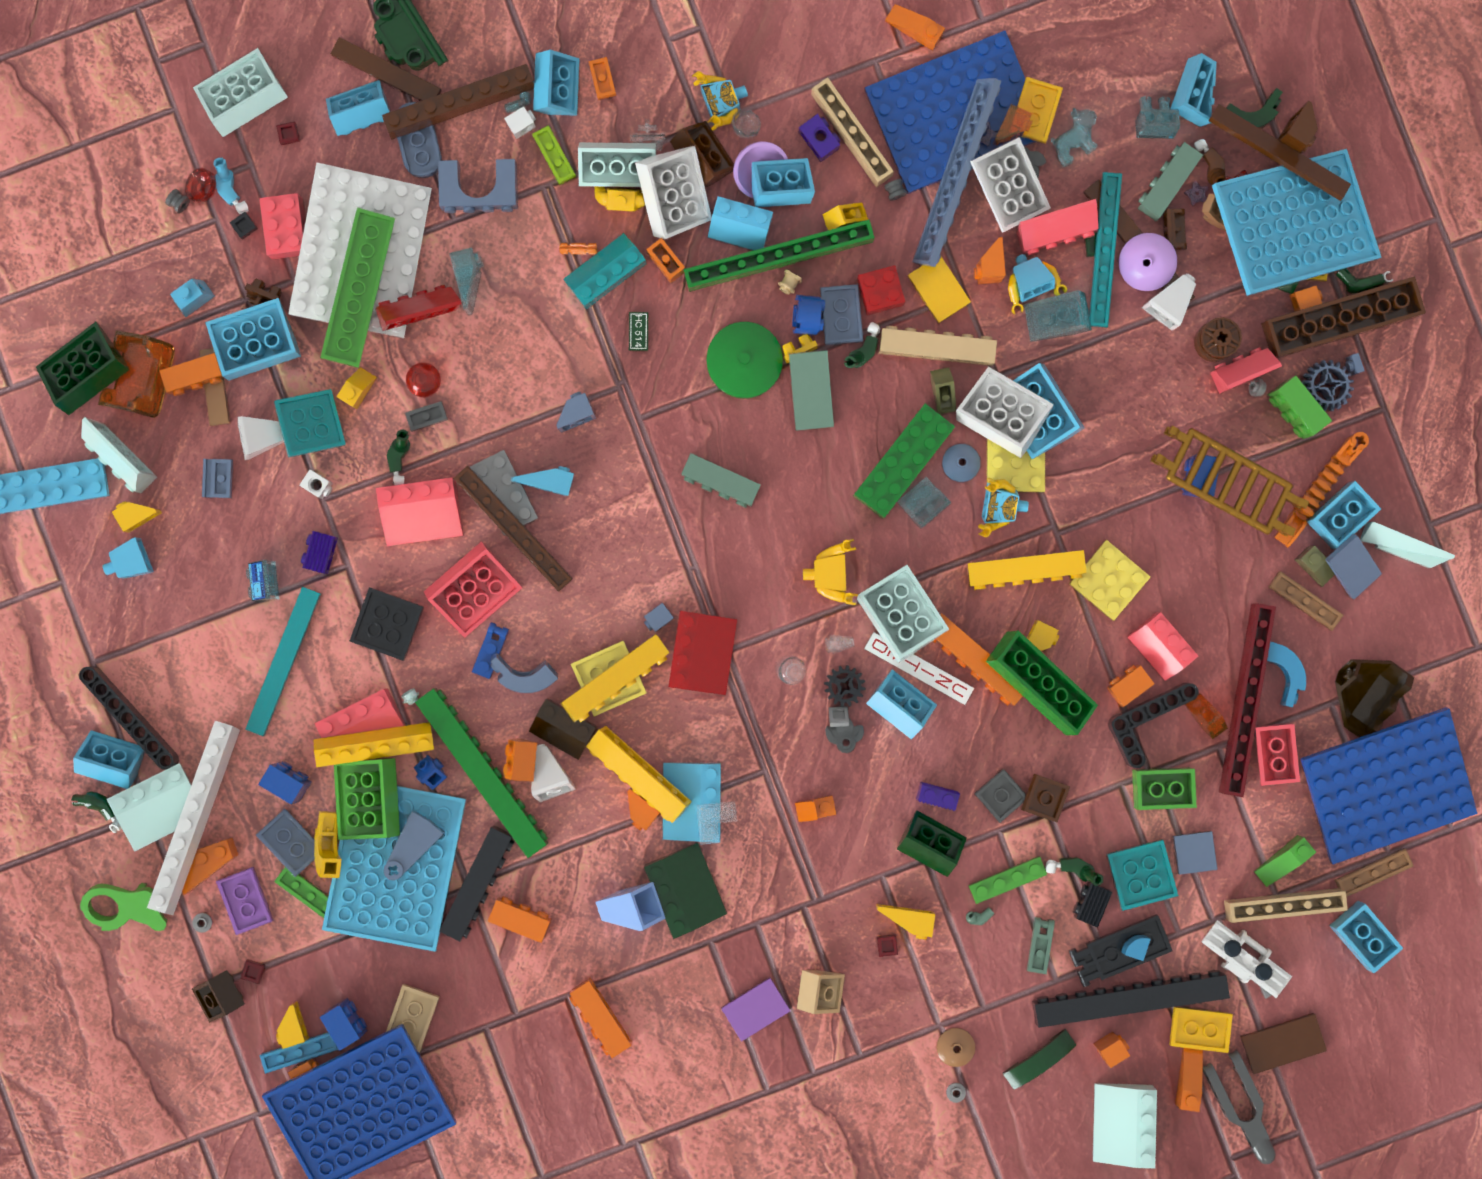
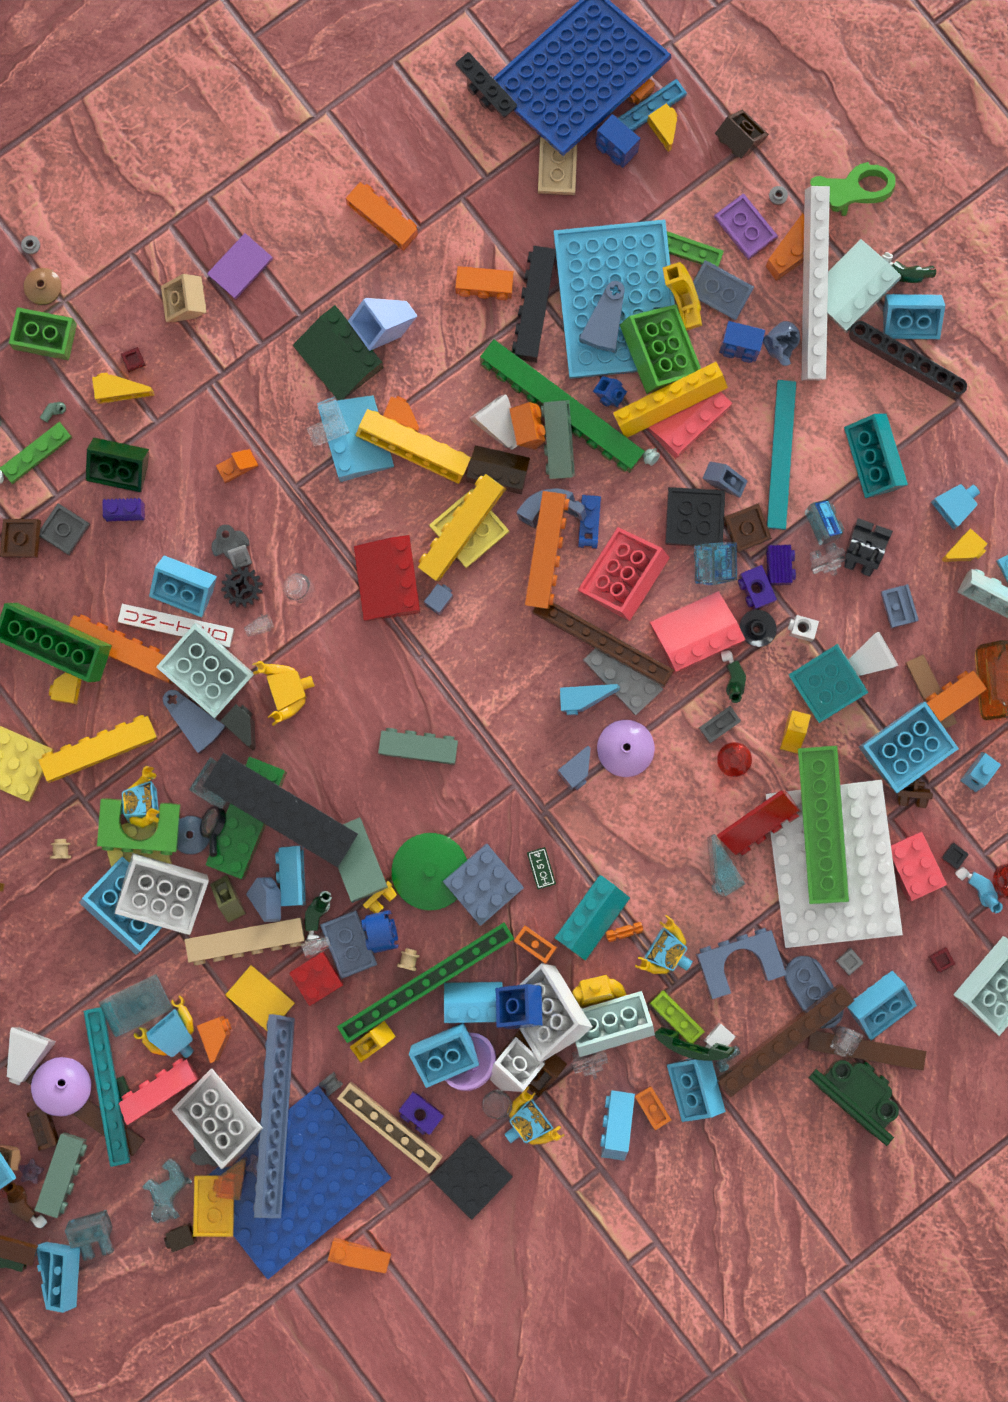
camera: 160 degrees right, 5 degrees down
(191, 632) = (875, 455): none -> teal slope
(230, 545) = (866, 546): none -> black hips
(246, 771) = (782, 341): none -> sand blue head
(252, 971) = (717, 165): dark red tile -> none
(271, 540) = (828, 562): none -> clear hips
(339, 598) = (747, 527): none -> reddish brown tile
(341, 528) = (756, 577): none -> dark purple brick
(346, 653) = (725, 478): none -> sand blue slope
(352, 497) = (765, 625): none -> black dish
(375, 158) = (849, 961): none -> light grey tile
(381, 571) = (715, 563): none -> clear light blue slope
(401, 82) = (846, 1041): none -> clear slope
(458, 1120) = (485, 87): none -> black bracket
(494, 738) = (559, 439): none -> sand green brick
(532, 431) = (623, 762): none -> lavender dish
(542, 627) = (546, 548): none -> orange brick
(544, 217) = (666, 950): none -> torso
(549, 117) = (671, 1040): none -> dark green slope
(639, 71) = (617, 1125): none -> medium azure wedge
(698, 203) = (518, 1006): none -> blue brick
(698, 331) = (483, 884): none -> sand blue plate
(717, 147) = (515, 1067): none -> white slope
(790, 66) = (471, 1177): none -> black plate
(869, 454) = (280, 810): none -> black brick
(873, 319) = (315, 946): none -> clear cone
(877, 392) = (291, 875): none -> medium azure slope
(883, 549) = (241, 724): none -> pearl dark grey slope
(907, 377) = (266, 899): none -> sand blue slope
(928, 570) = (194, 722): none -> sand blue piece
(939, 461) = (211, 827): none -> black piece
(968, 996) = (42, 333): none -> bright green brick
(1034, 478) = (113, 836): none -> bright green arch
(1075, 91) = (180, 1237): none -> dark brown brick
(1088, 484) = (60, 849): none -> tan brick

